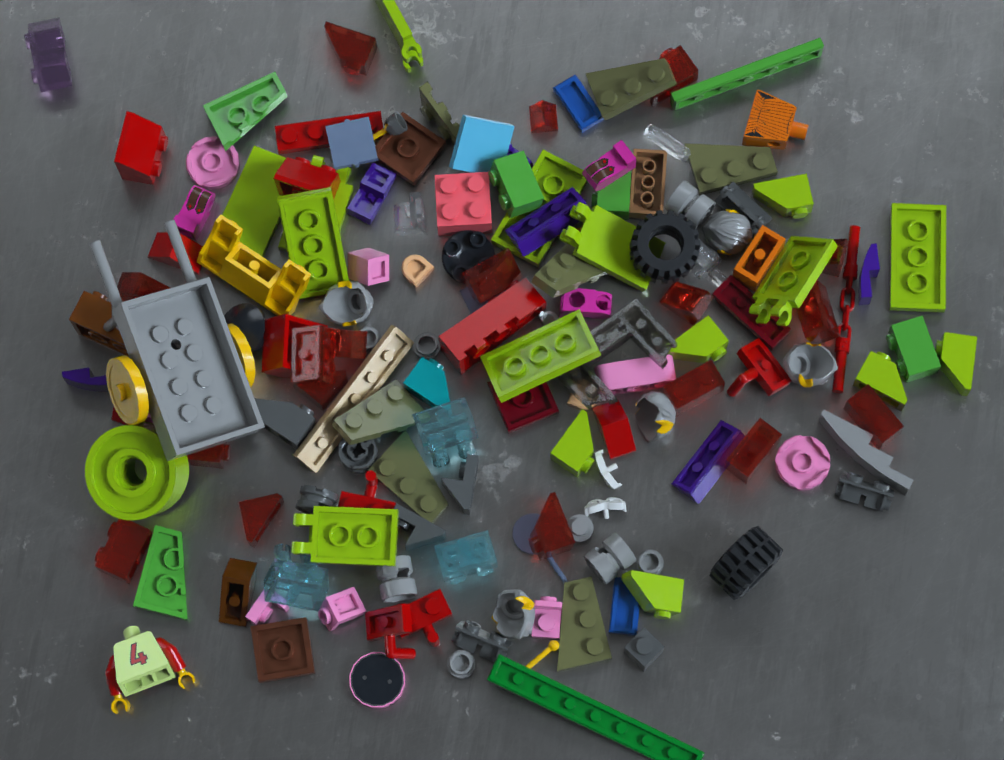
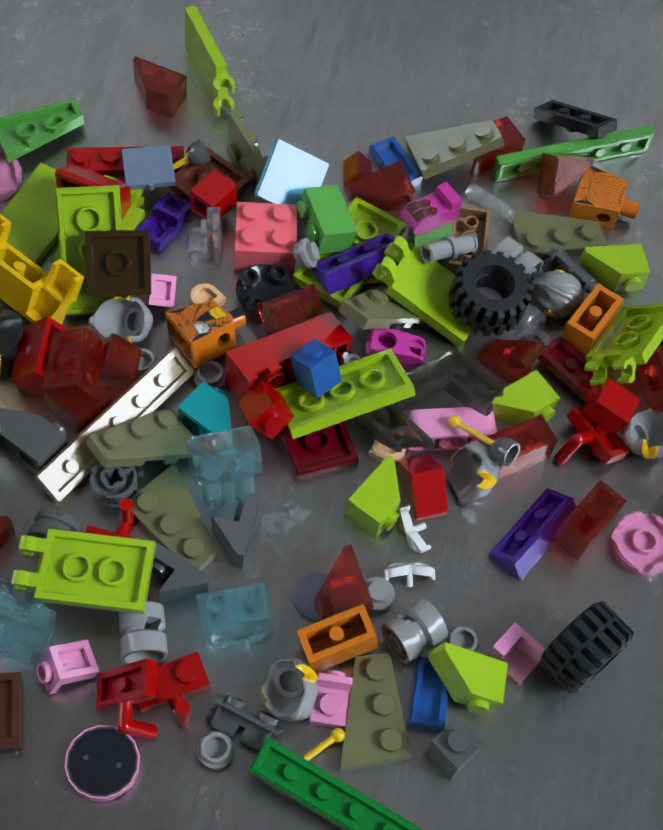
camera: 10 degrees left, 15 degrees down
(338, 256) = (118, 262): none -> dark brown plate
(413, 170) = (213, 191): none -> red brick
(418, 305) = (203, 330): none -> orange torso
(476, 380) = (265, 409): none -> red brick
(500, 222) = (306, 253): none -> light grey plate
(515, 338) = (316, 368): none -> blue brick
(548, 571) = (338, 638): none -> orange brick
(570, 138) = (385, 188): none -> clear red slope
(627, 203) = (448, 248): none -> light grey pin
(675, 400) = (502, 449): none -> dark grey hinge
(693, 569) = (519, 651): none -> bright pink panel
(732, 101) = (560, 172): none -> slope
(747, 38) = (575, 119): none -> black plate
(771, 345) = (610, 406): none -> red brick

